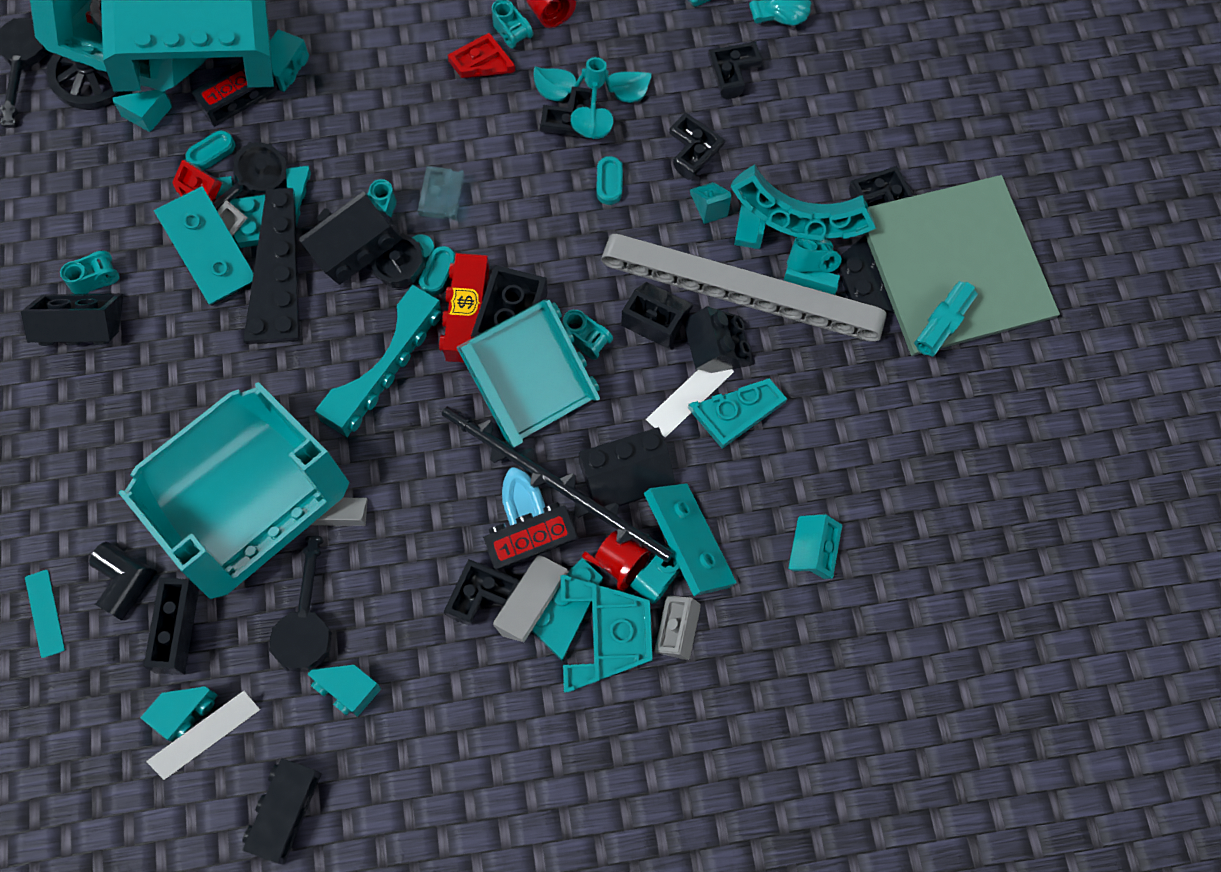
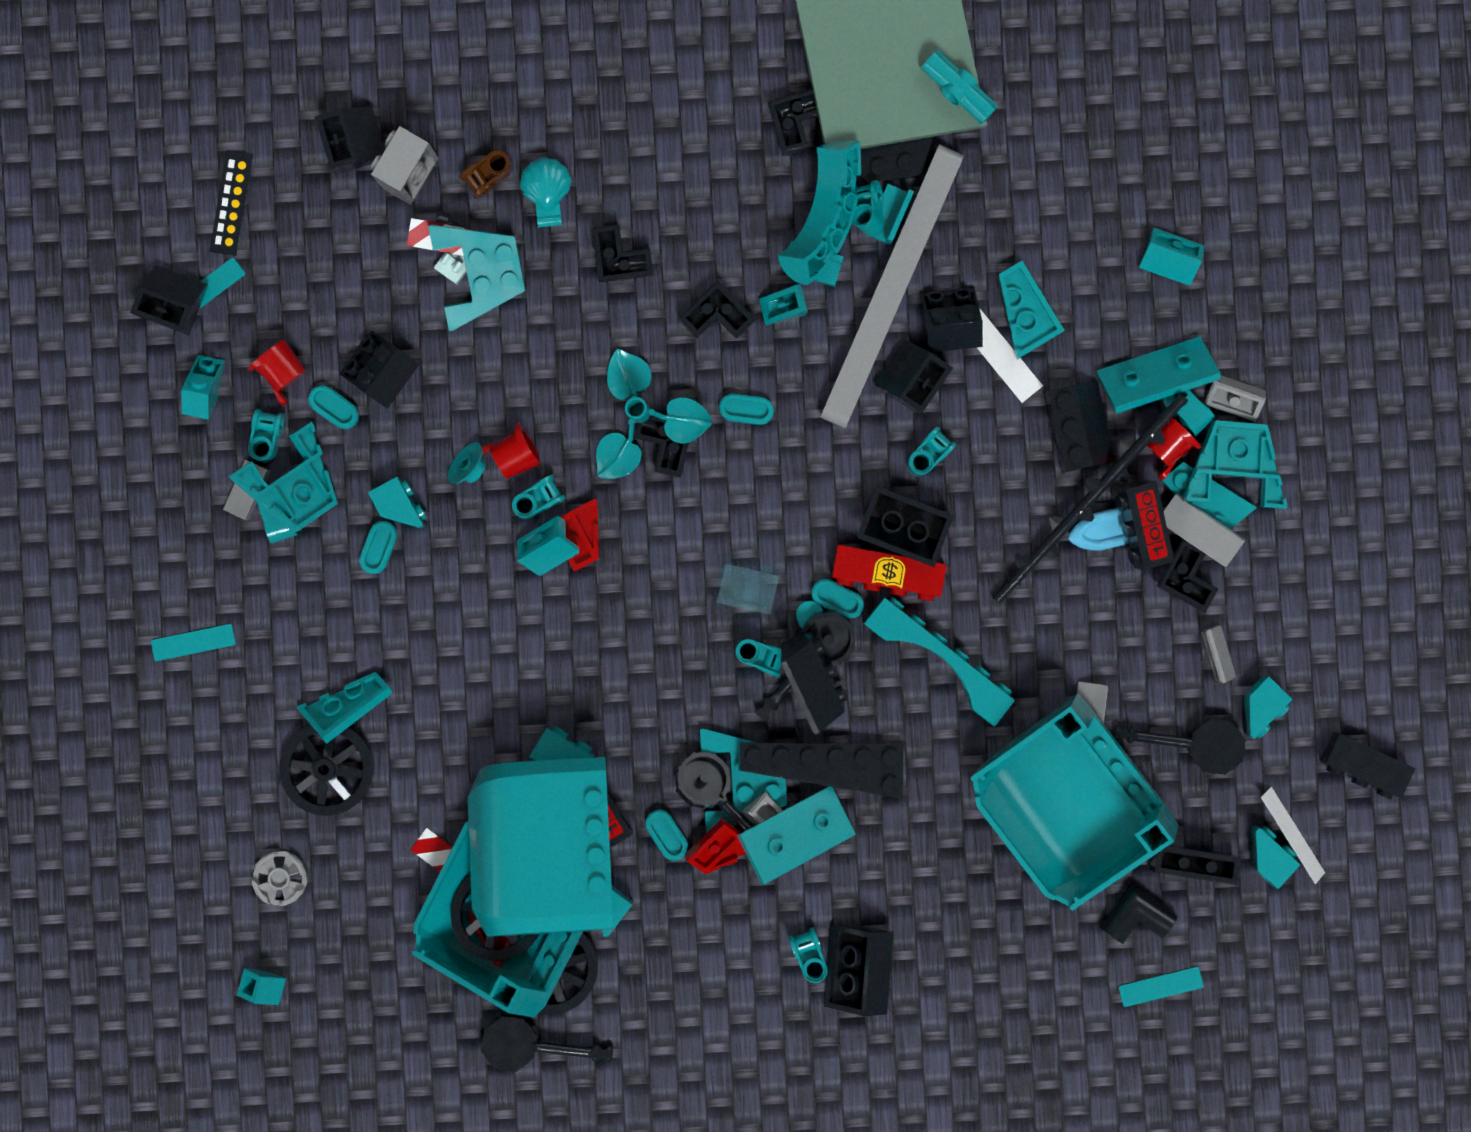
camera: 85 degrees left, 20 degrees up
(400, 635) = (1218, 654): none -> light grey slope
(462, 29) = (545, 547): none -> teal panel
(528, 371) = (976, 513): teal panel -> none

